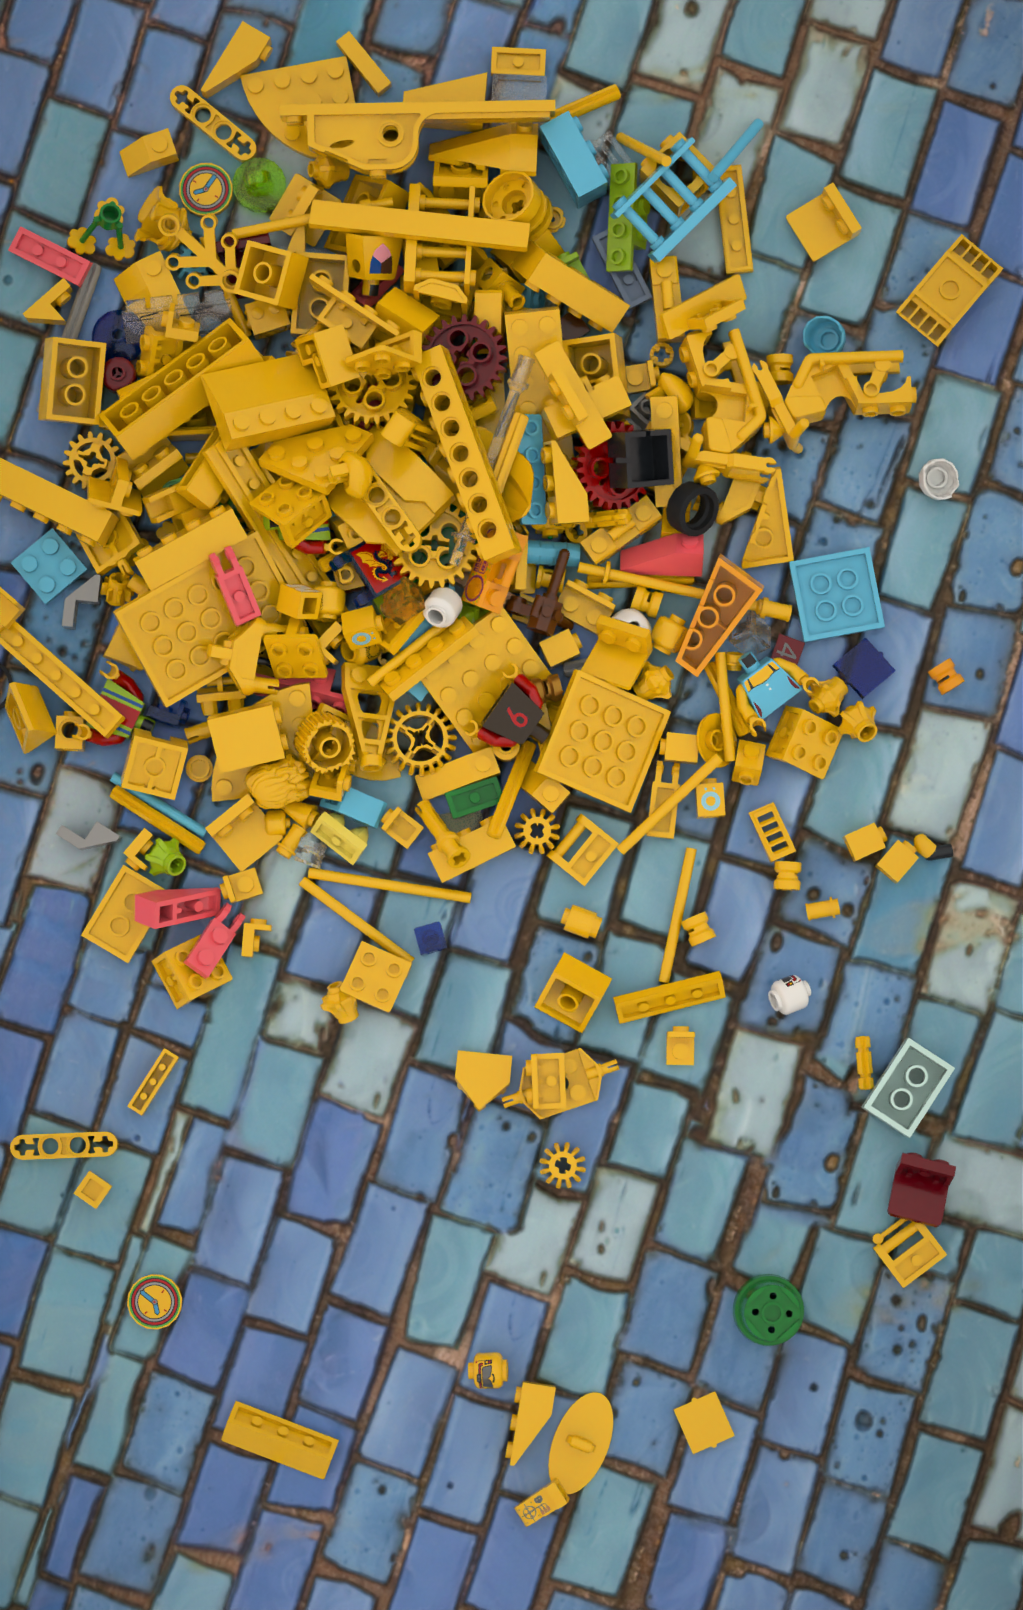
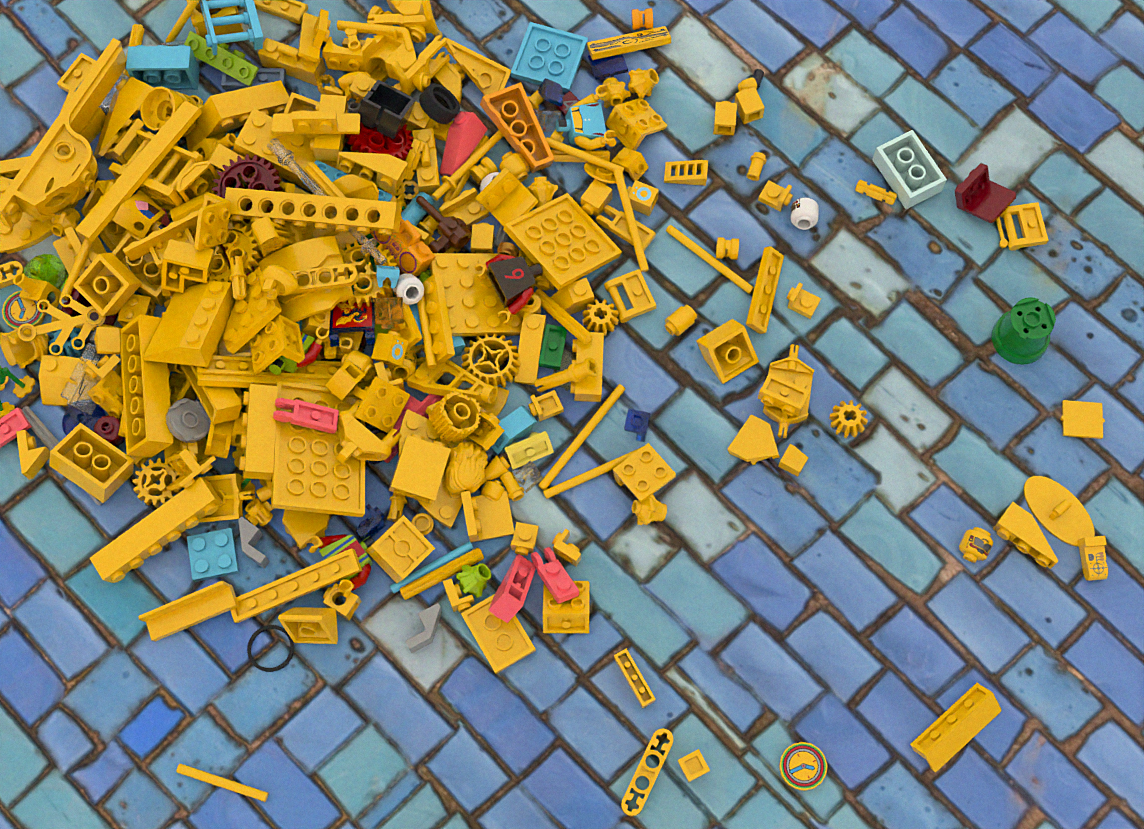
camera: 60 degrees left, 15 degrees down
(166, 459) = (188, 420): none -> light grey tile
(209, 696) = (376, 490): yellow hips -> none
(210, 314) = (107, 340): none -> yellow slope
(232, 193) = (36, 289): none -> yellow bracket
(344, 421) = (238, 277): none -> yellow axle
(442, 578) = (390, 272): none -> medium azure tile
(483, 1129) = (793, 460): none -> yellow slope
(784, 625) = (551, 92): none -> clear blue slope
(787, 875) = (720, 175): yellow wheel -> none
(797, 950) = (775, 195): none -> yellow bracket
(905, 678) = (628, 42): none -> yellow tile

